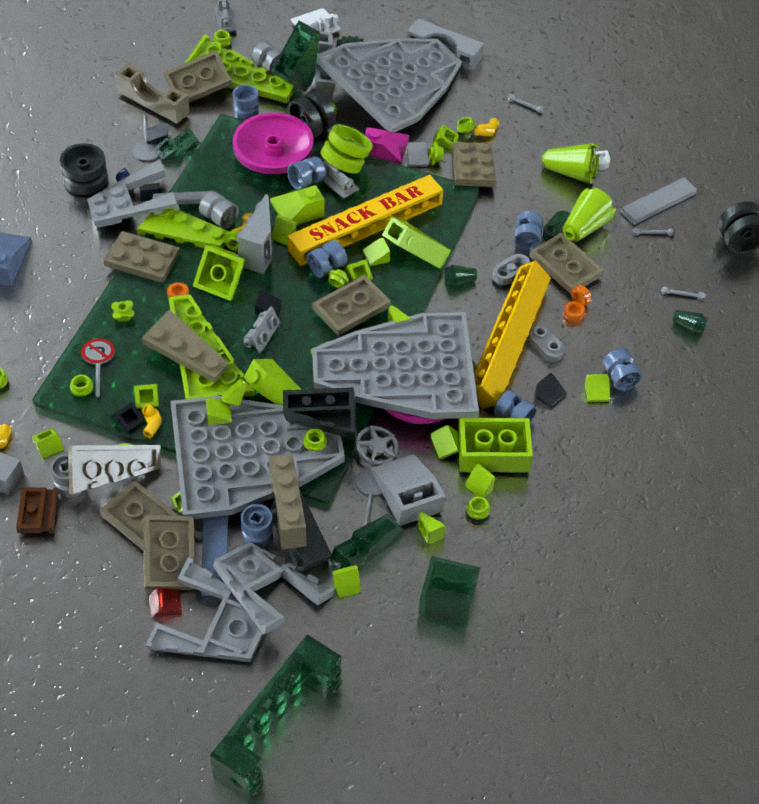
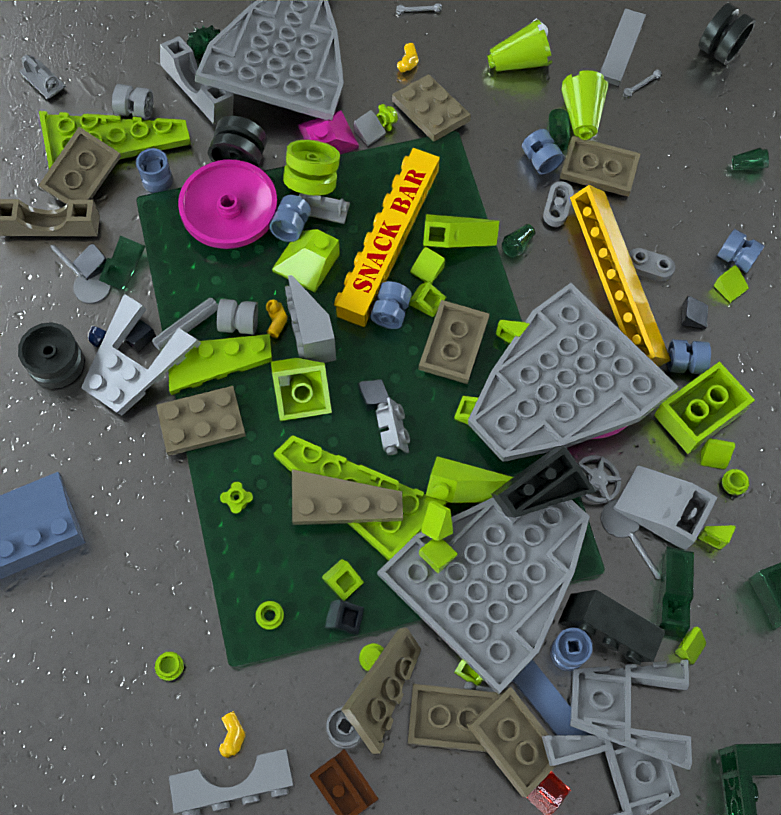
camera: 35 degrees left, 15 degrees up
(48, 443) = (284, 700): lime slope -> none
(98, 352) = (249, 563): piece -> none
(153, 419) = (373, 602): yellow arm -> none
(177, 289) = (272, 438): orange tile -> none
(223, 37) = (59, 103): lime plate -> none
(232, 235) = (281, 341): lime plate -> none
(283, 228) = (323, 296): lime slope -> none
(288, 501) = (615, 625): dark tan arch -> none
(299, 57) = (174, 85): clear green slope -> none
(315, 435) = (557, 513): lime plate -> none
(319, 20) = (143, 31): white hinge -> none
(338, 278) = (418, 320): lime plate -> none
(445, 137) = (377, 92): lime slope -> none
(445, 441) = (657, 433): lime slope -> none
(466, 125) = (388, 66): lime plate -> none
(574, 311) = (645, 214): orange tile -> none
(581, 294) = (642, 193): orange tile -> none
(700, 296) = (734, 127): light grey hinge -> none

